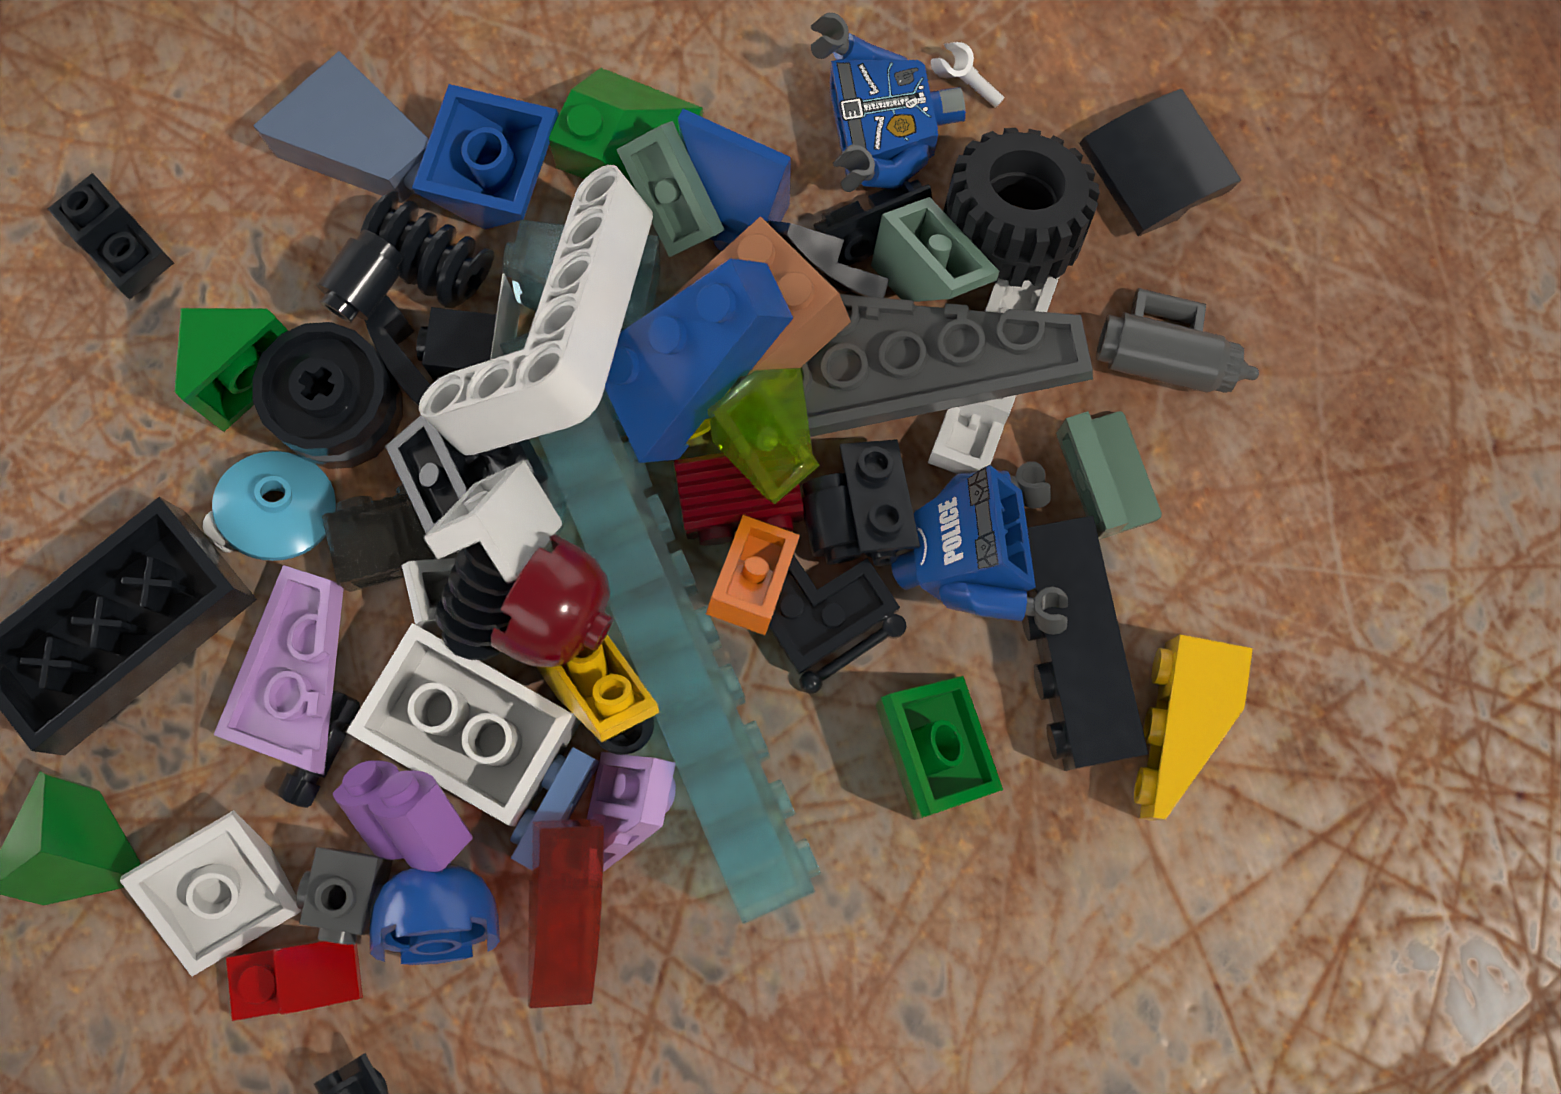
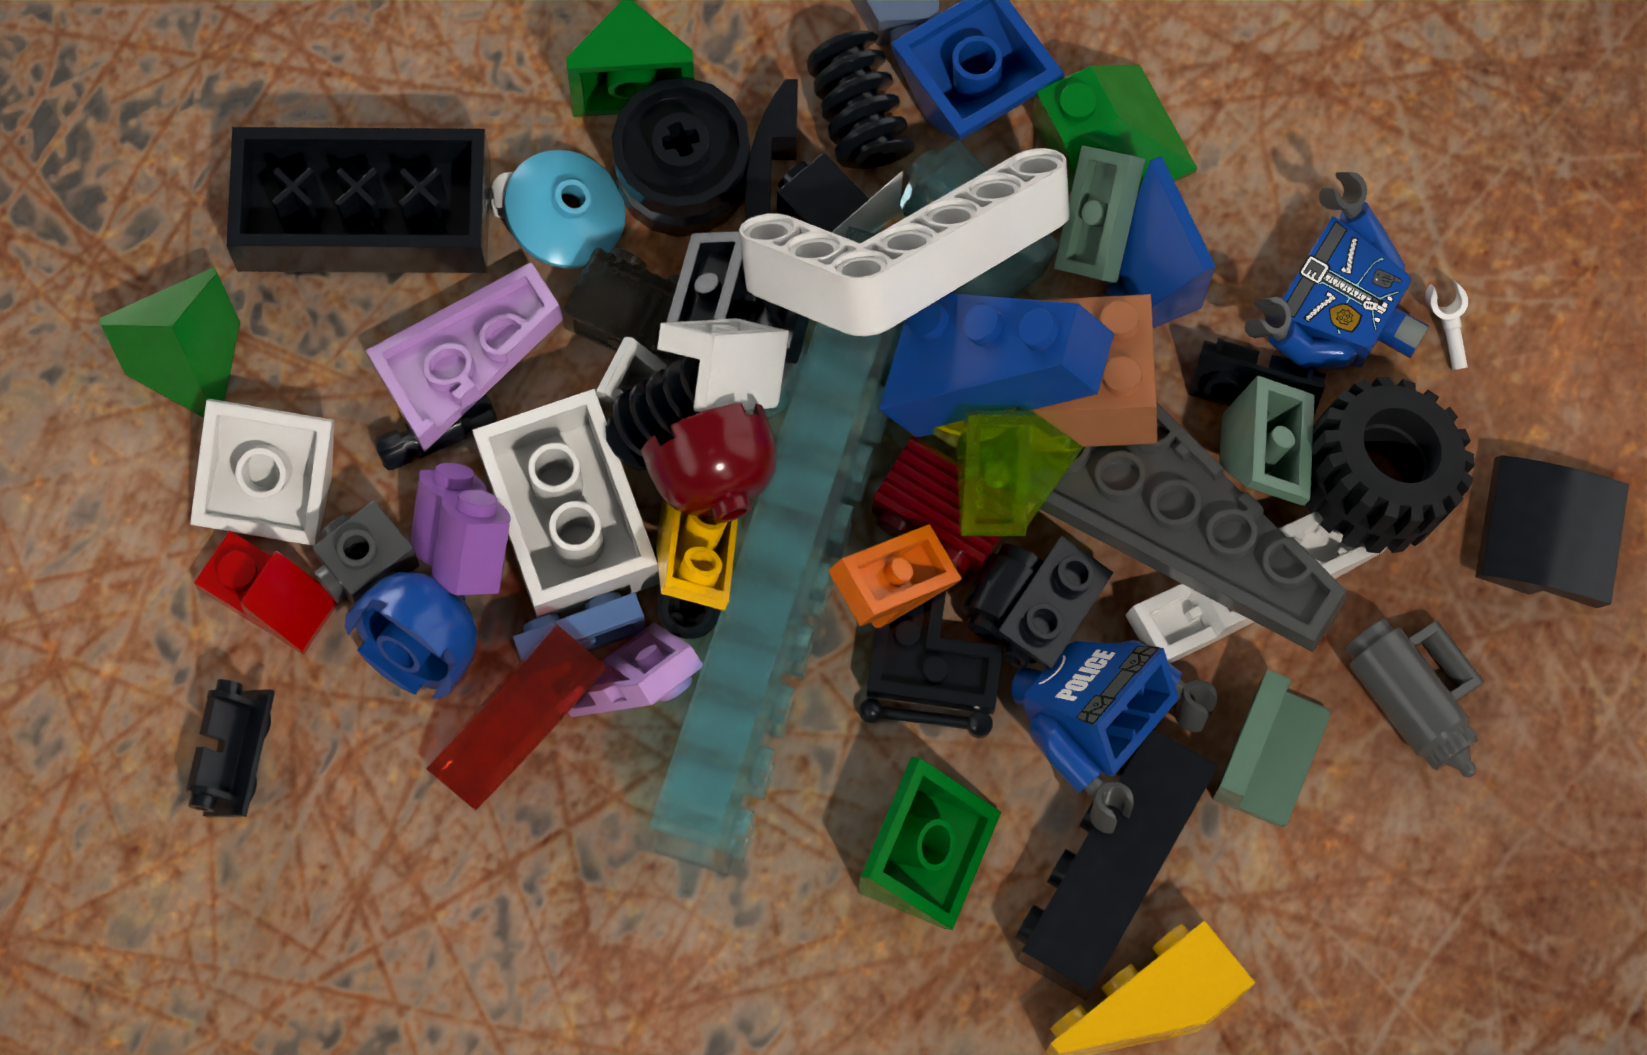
camera: 40 degrees right, 5 degrees down
(360, 277) = (786, 82): black brick -> none
(823, 254) = (1178, 366): black slope -> none

